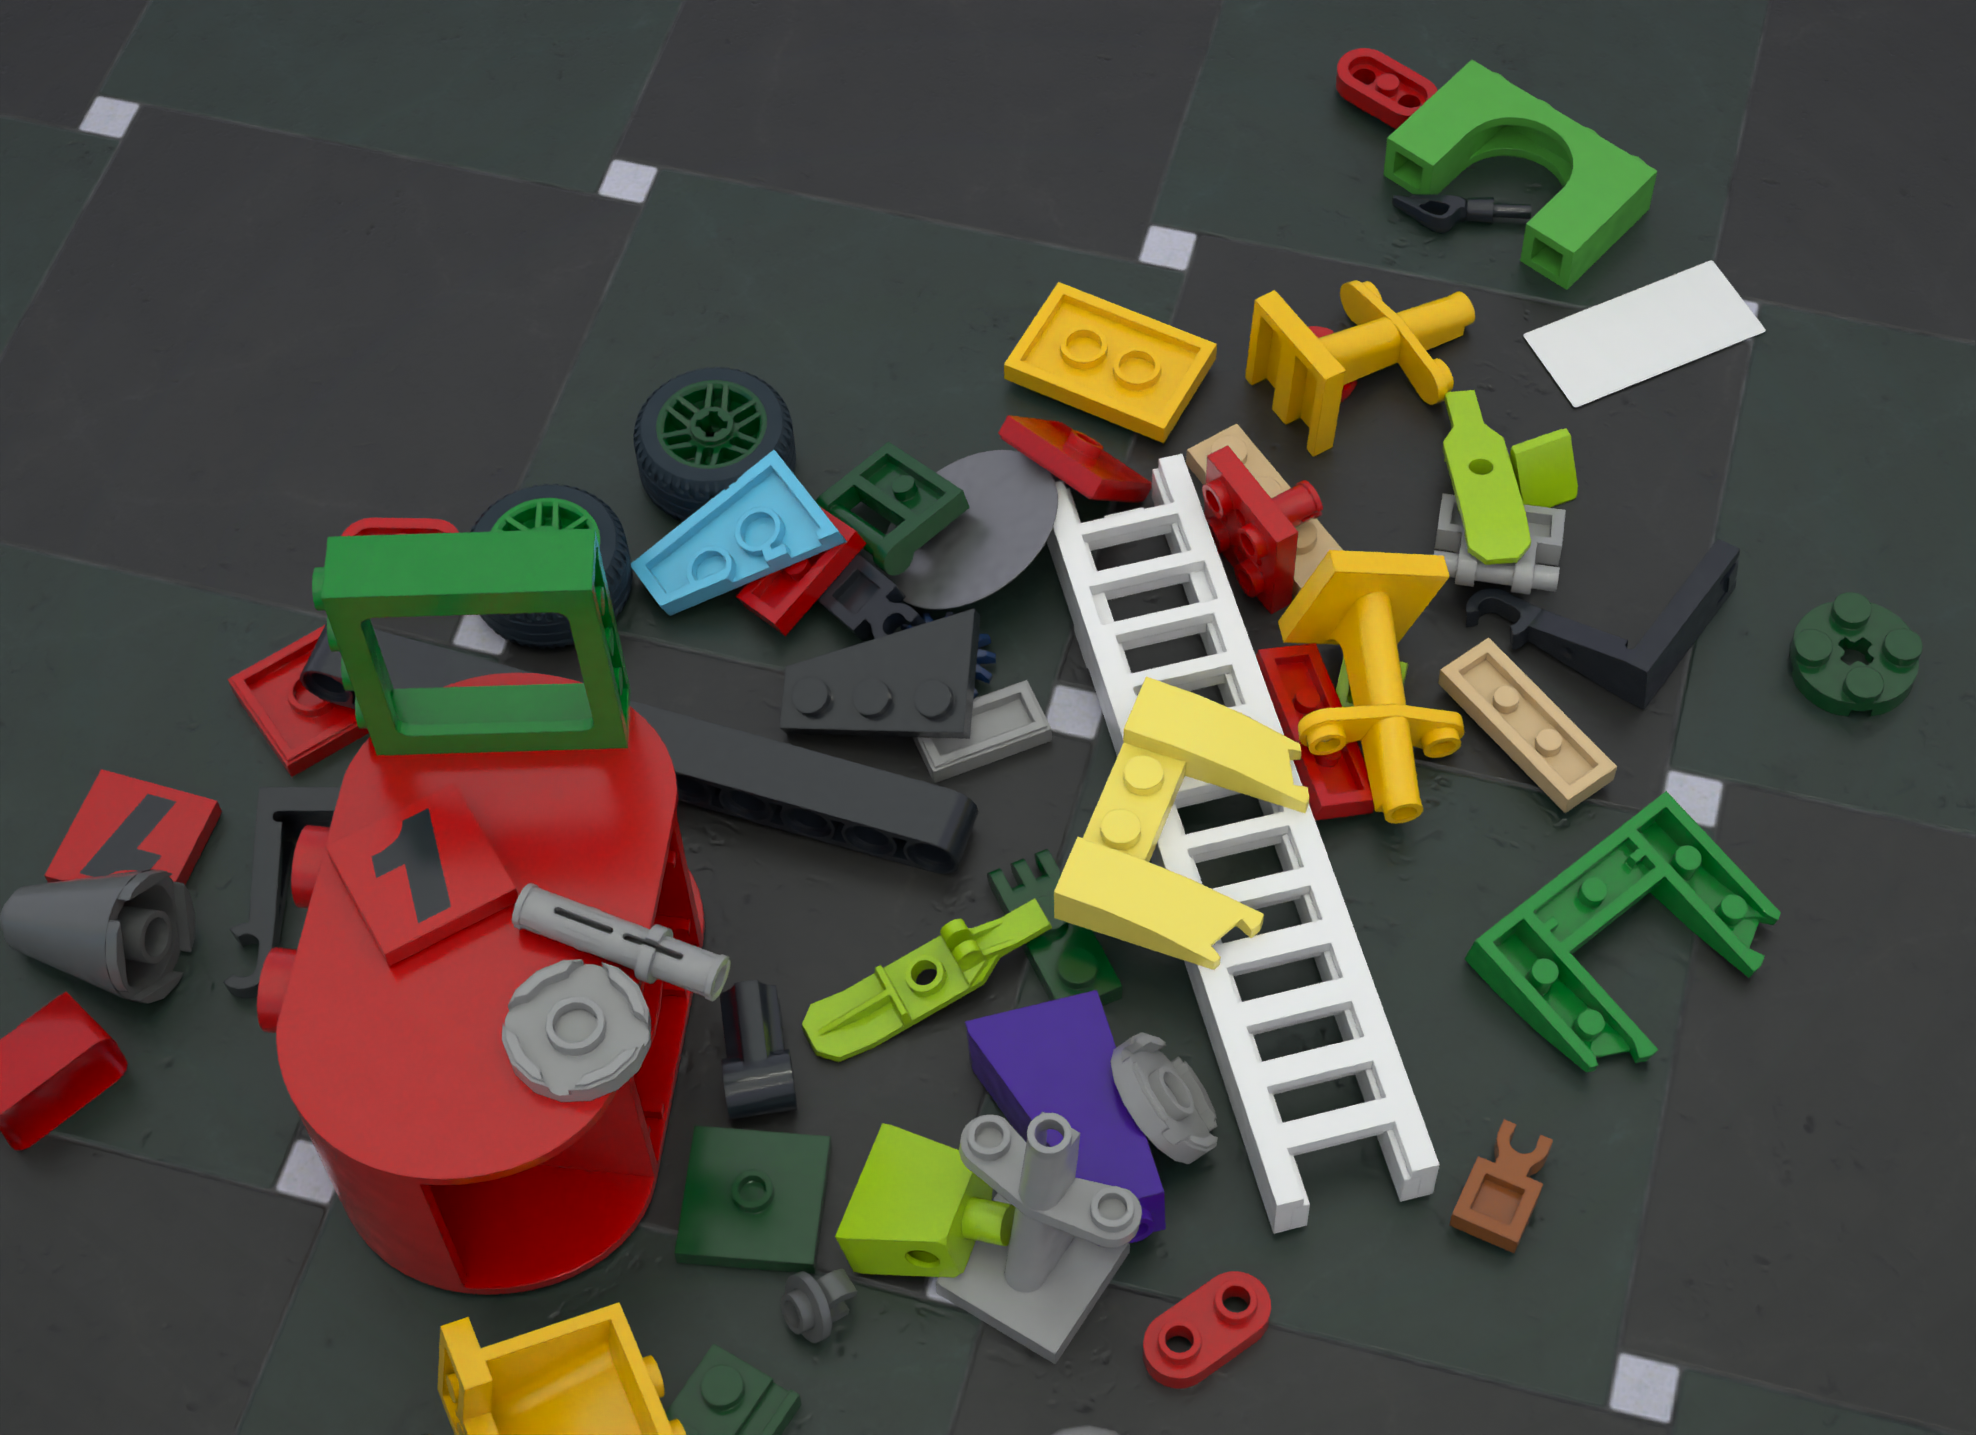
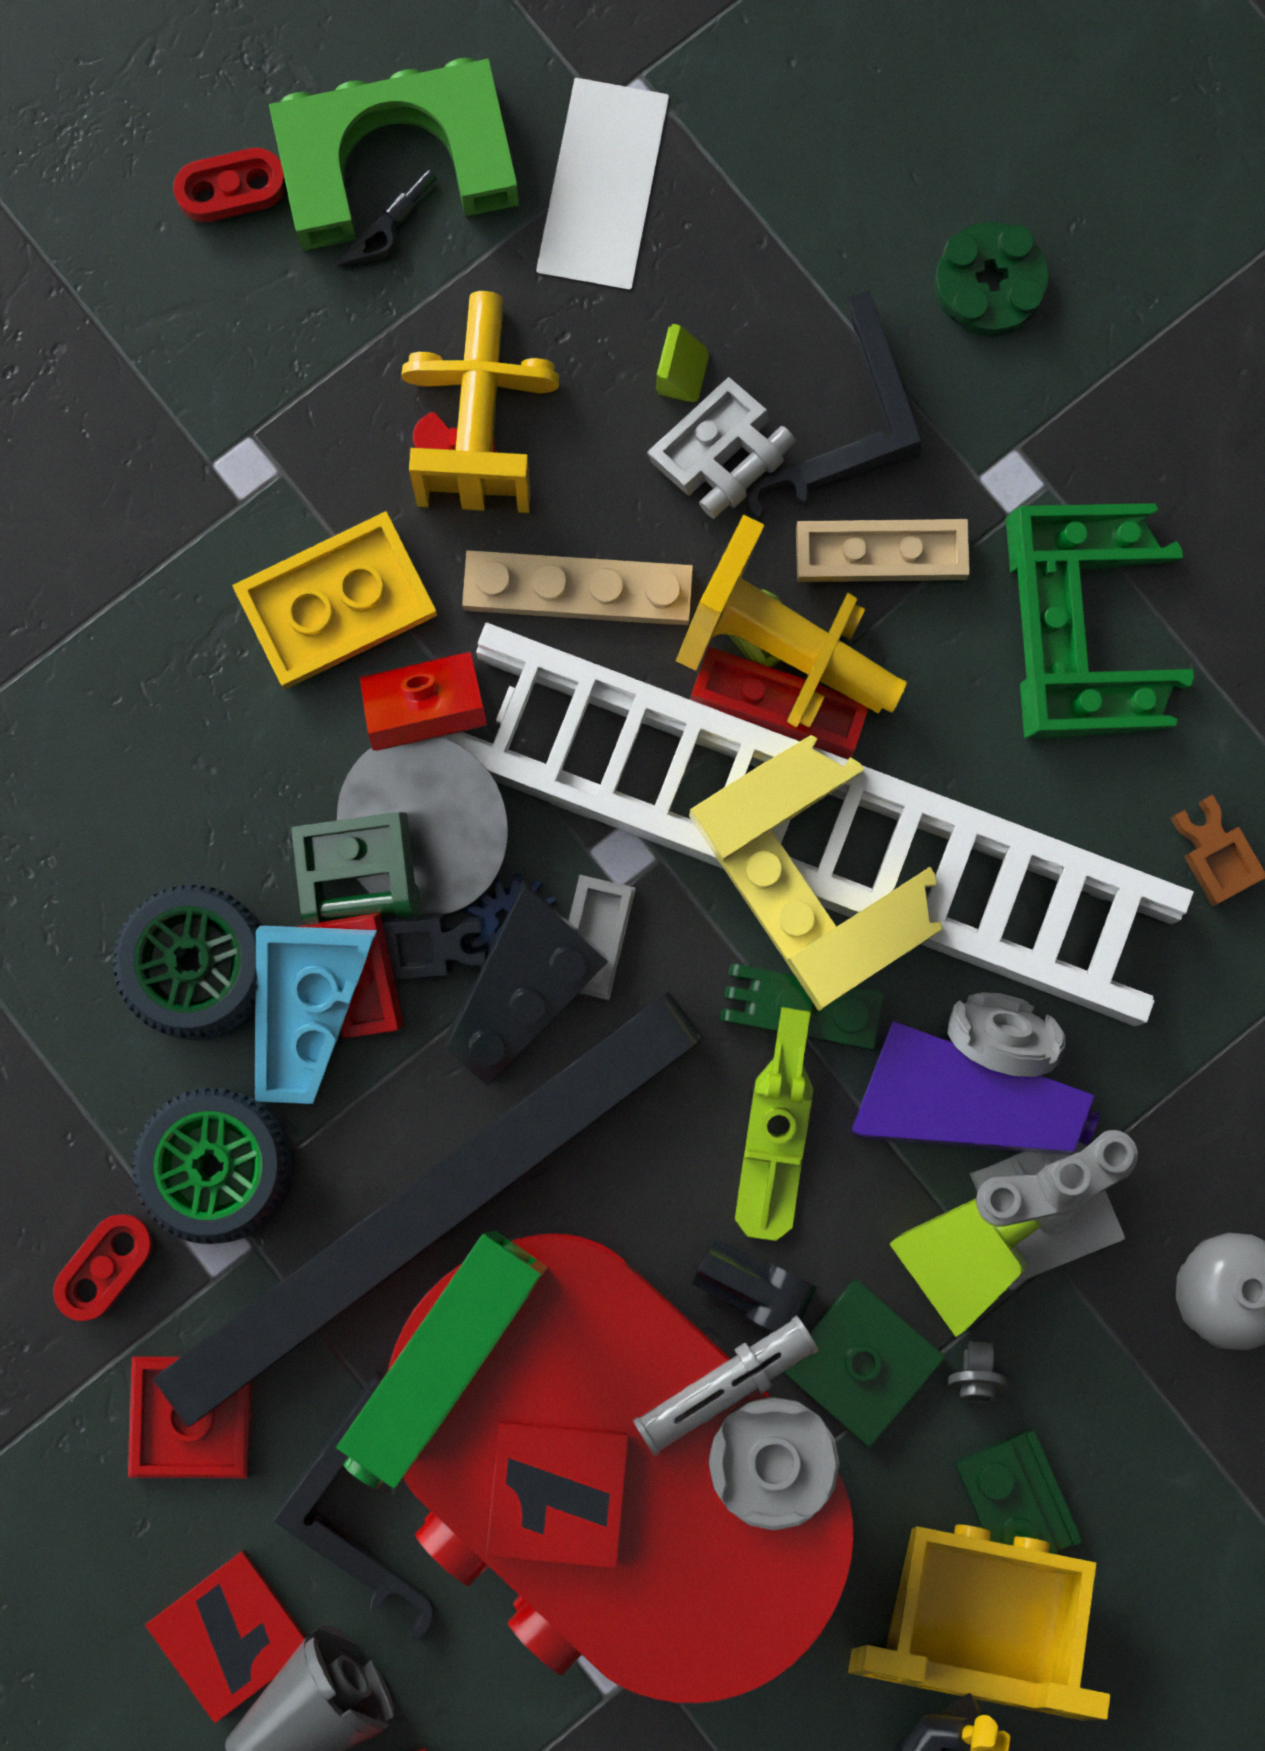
camera: 60 degrees left, 25 degrees up
(1211, 1328) = (1168, 1122): red plate -> none
(1254, 529) = (589, 616): red plate -> none
(1484, 484) = (690, 429): lime piece -> none

